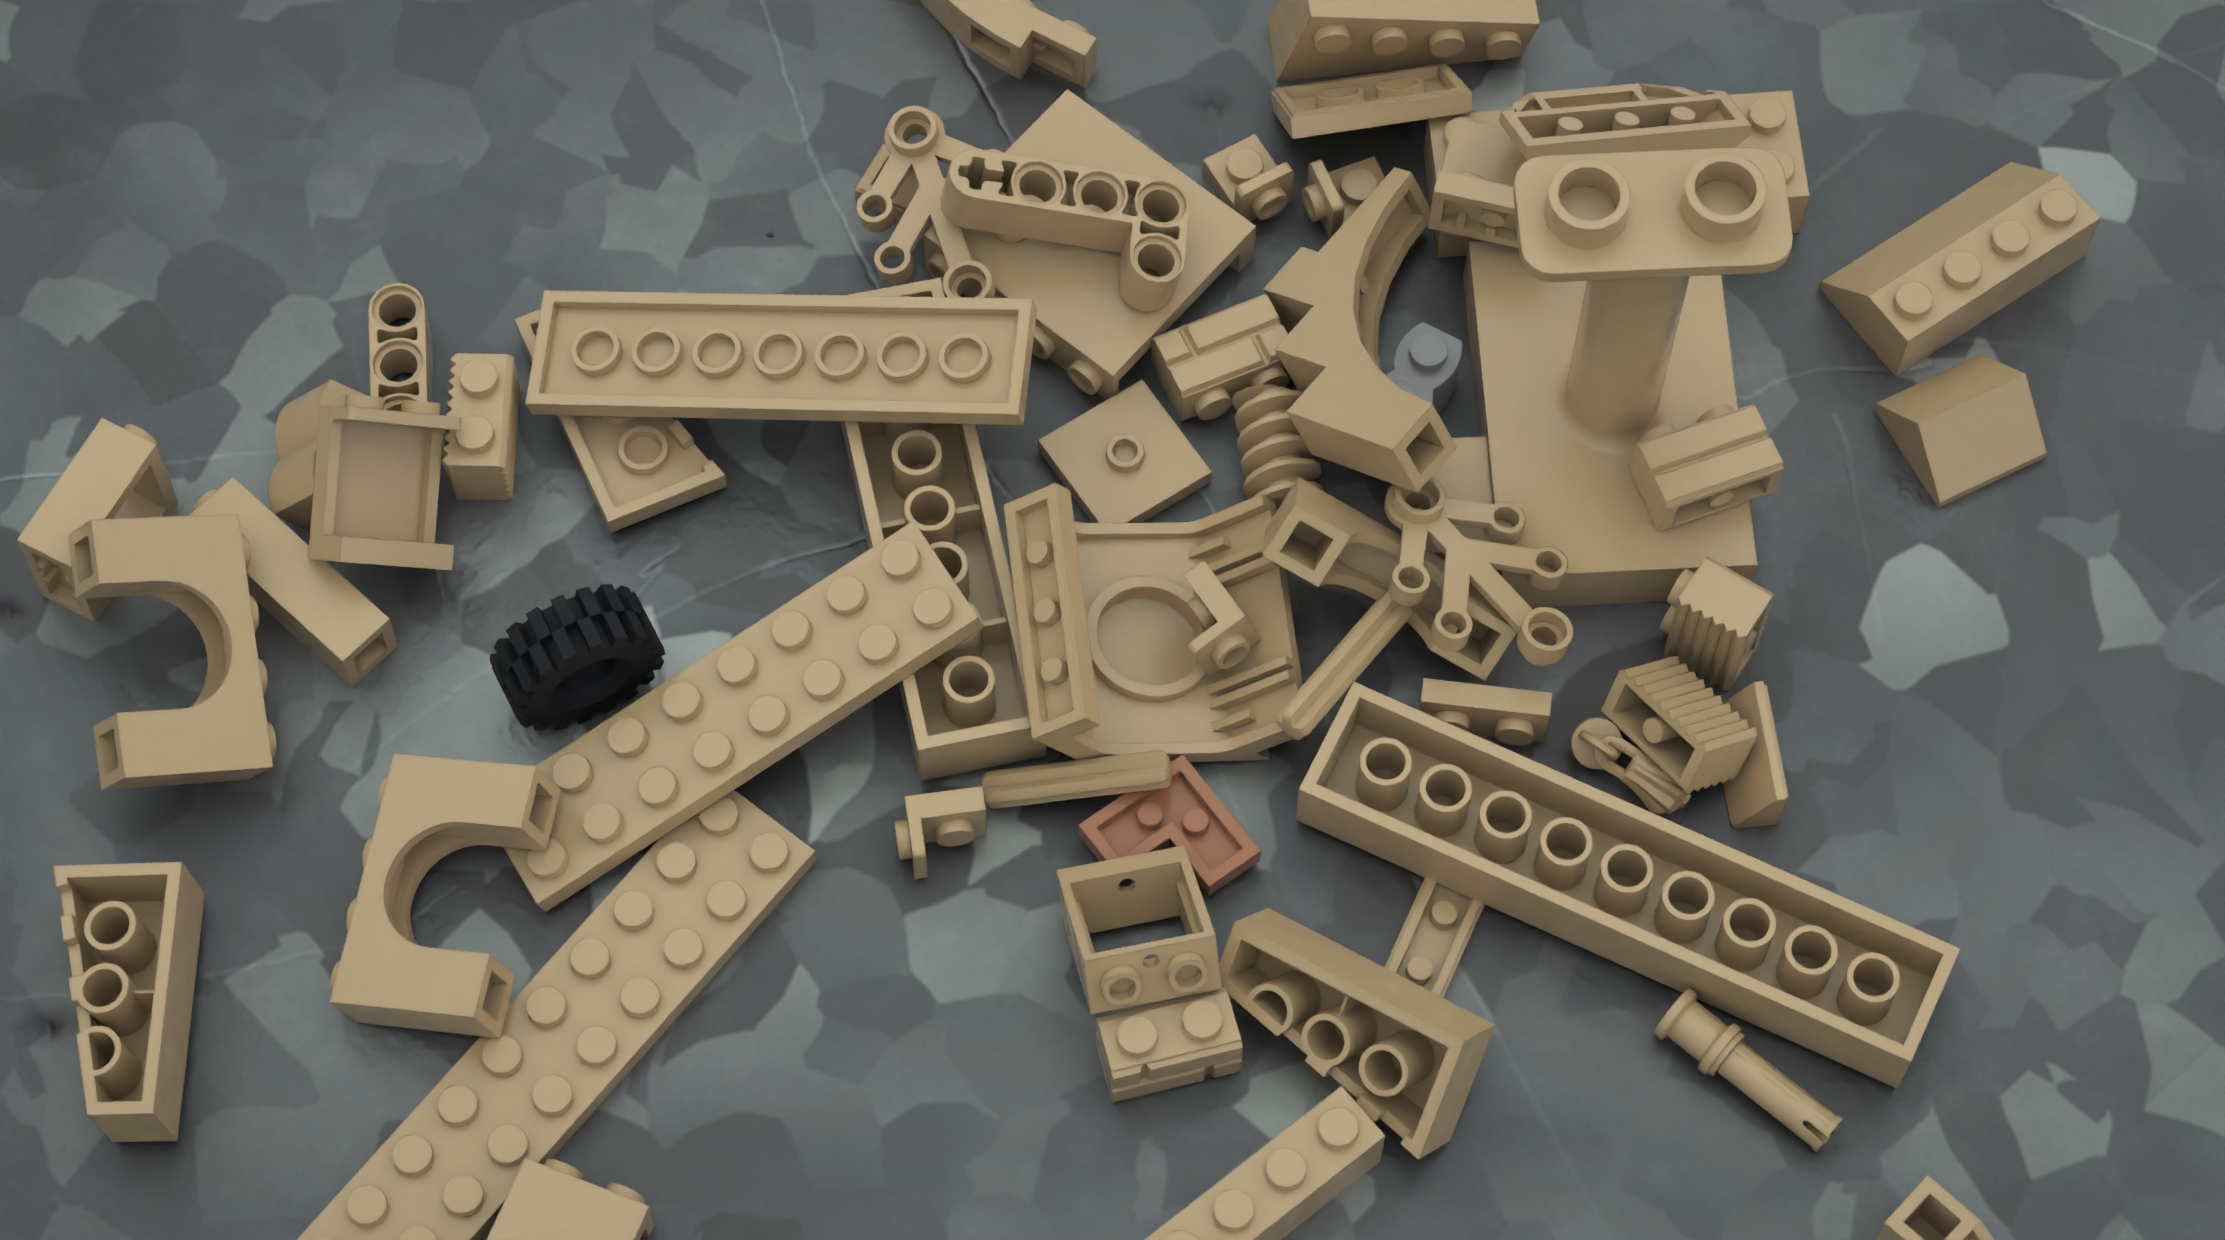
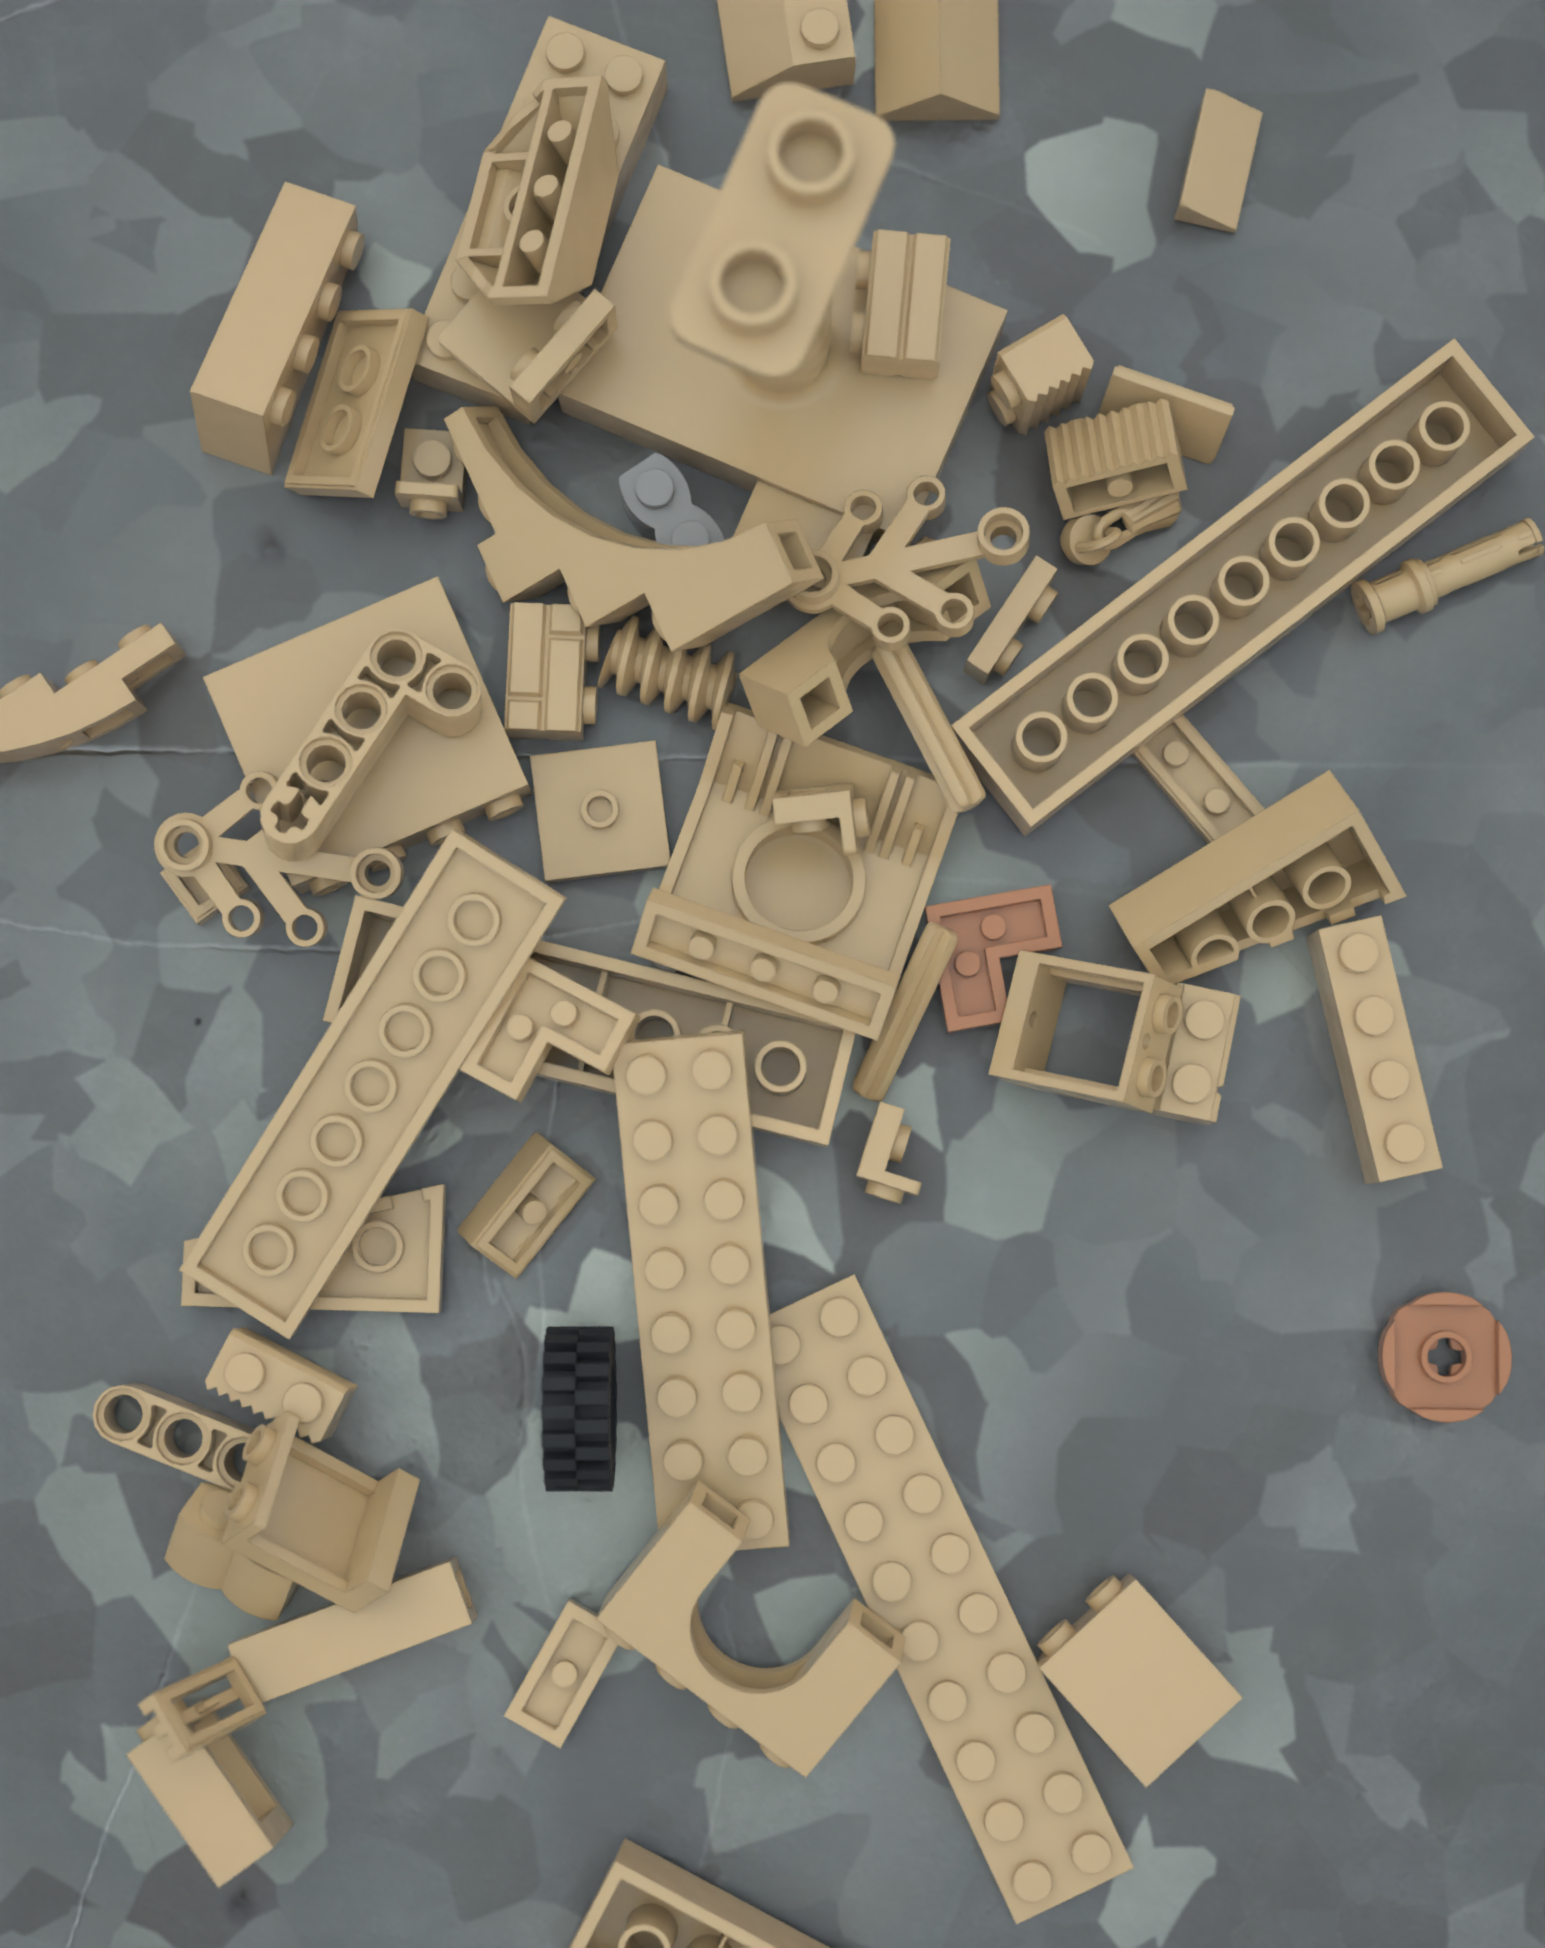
camera: 60 degrees left, 20 degrees up
(159, 468) = (175, 1723): none -> tan tile
(202, 571) = (481, 1759): tan arch -> none
(328, 771) = (563, 1675): none -> tan plate
(740, 559) = (525, 1205): none -> tan slope
(905, 452) = (542, 1013): none -> tan plate
(1250, 179) = (369, 554): tan bracket -> none
(2010, 699) = (1218, 162): none -> tan slope

